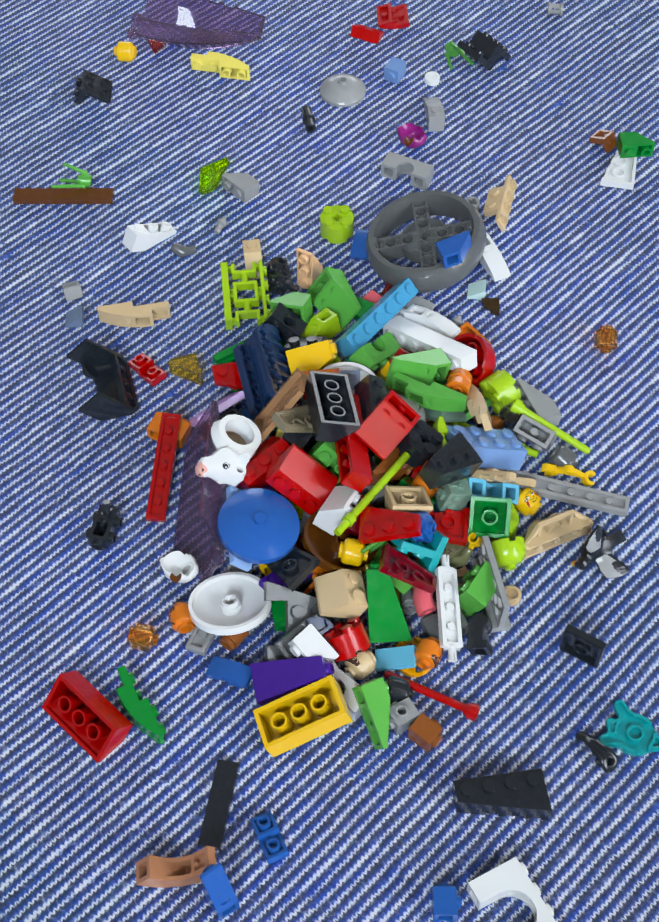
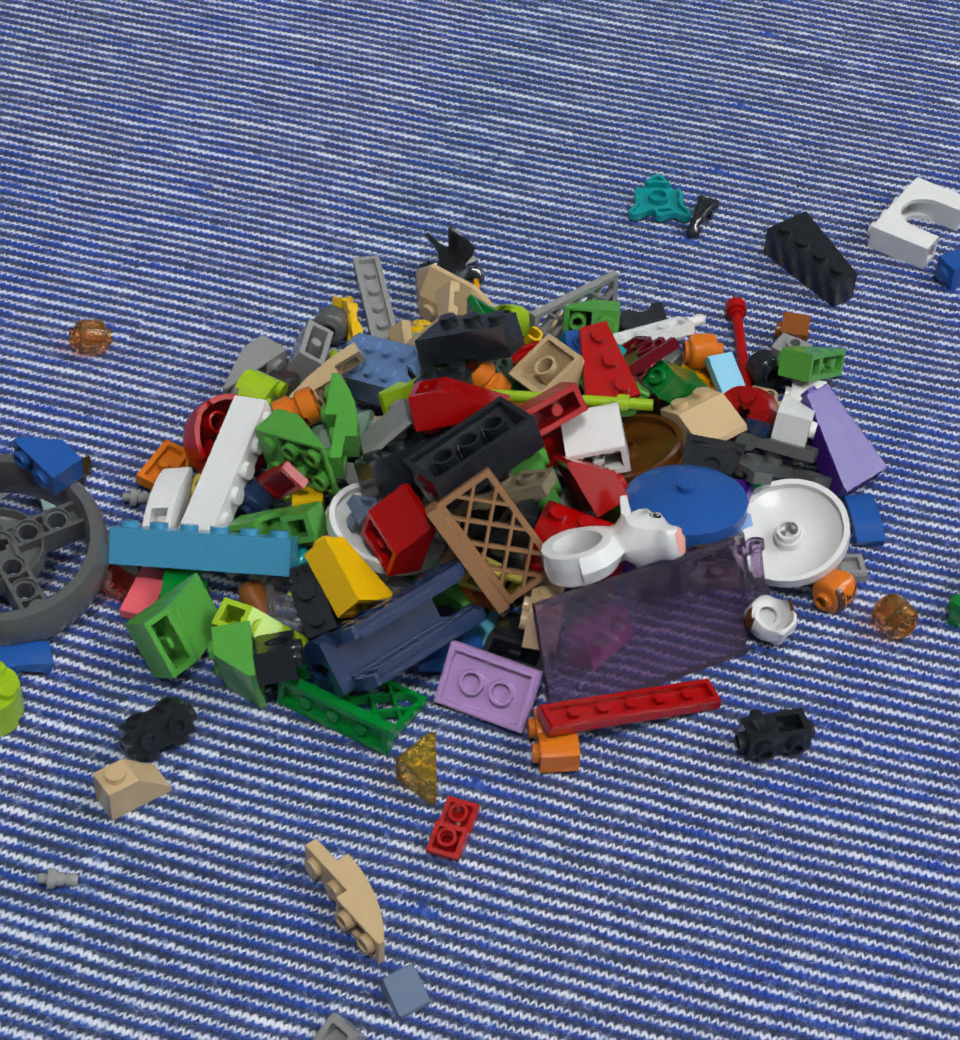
camera: 120 degrees left, 10 degrees down
(112, 378) = (534, 846): black windscreen -> none
(144, 236) = (148, 972): white slope -> none
(183, 251) = (154, 905): dark grey arm -> none
(227, 375) = (404, 701): red wing -> none
(230, 295) = (233, 776): lime fence -> none
(302, 716) = (881, 413): yellow brick -> none
(307, 268) = (132, 679): light nougat slope -> none
(351, 552) = (645, 424): yellow head -> none
(519, 408) = (289, 360): lime piece -> none
(582, 646) = (596, 238): black tile -> none

